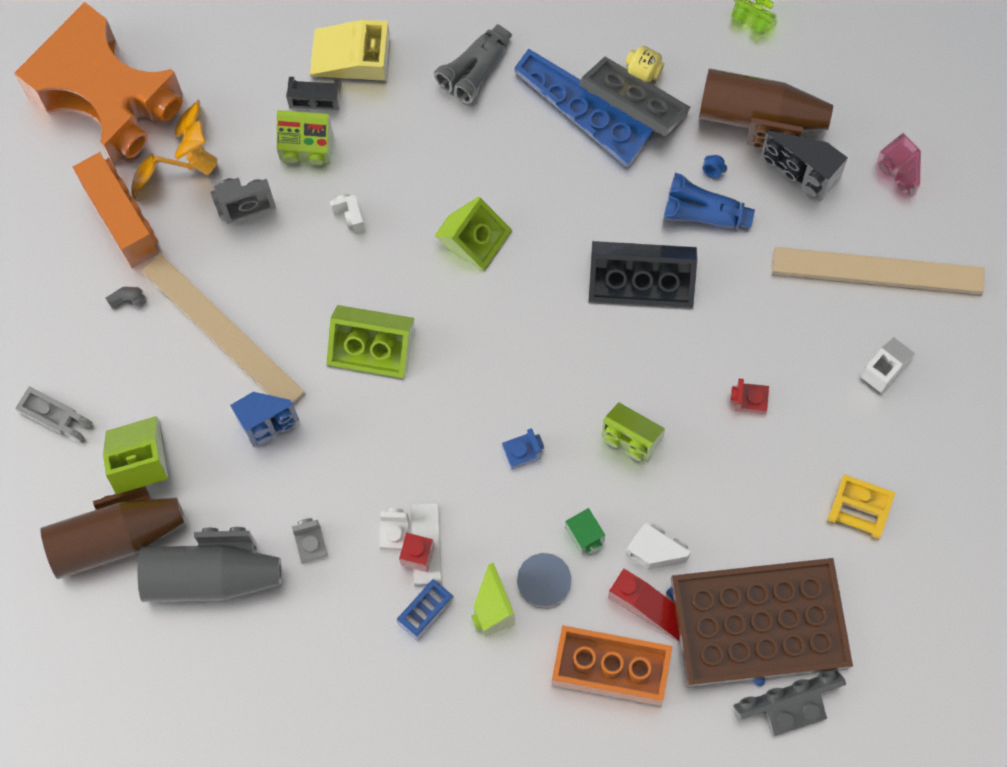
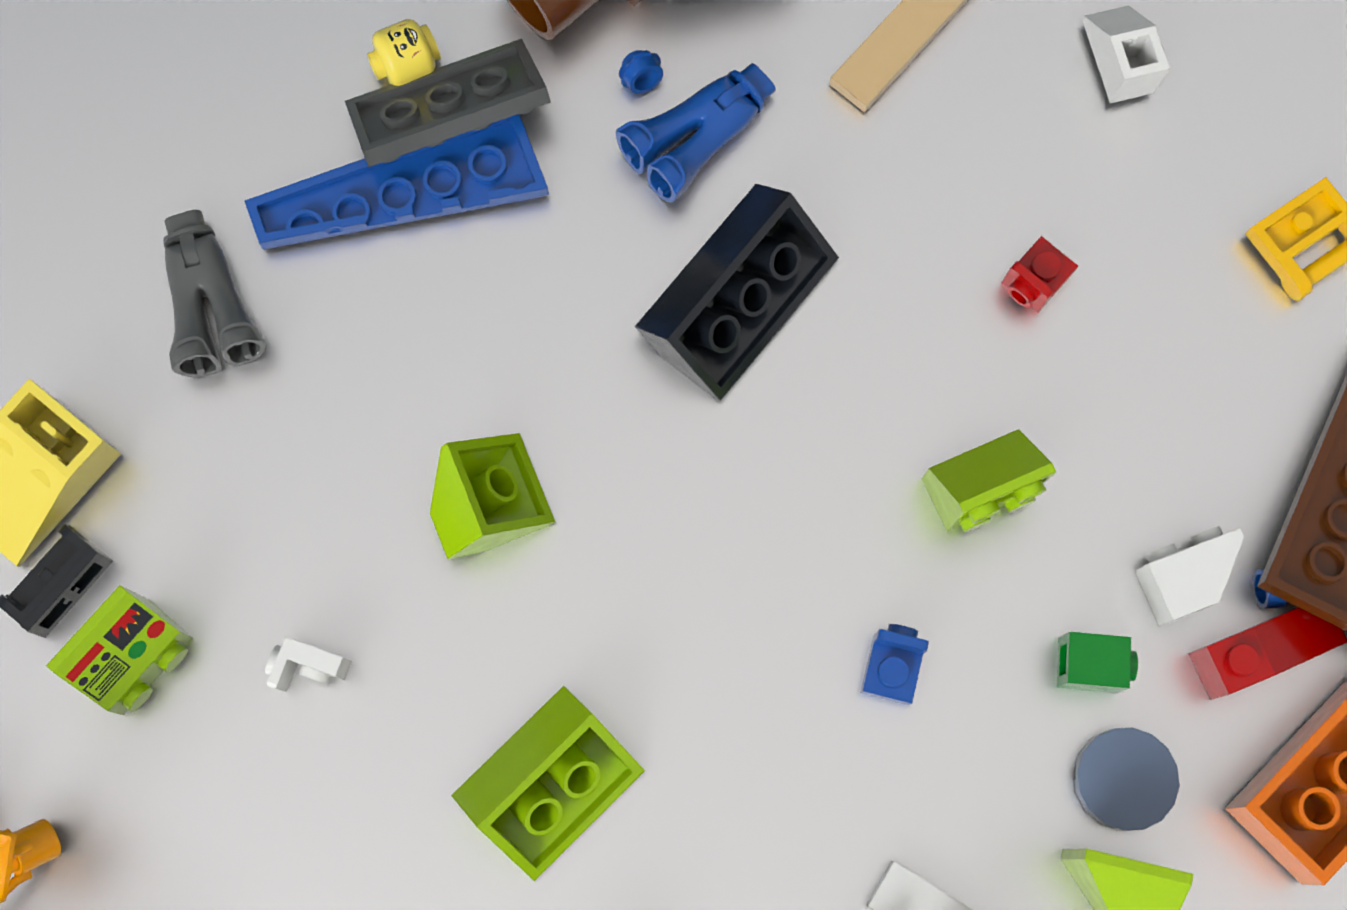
camera: 60 degrees left, 5 degrees up
(242, 201) = (147, 844): dark grey plate -> none

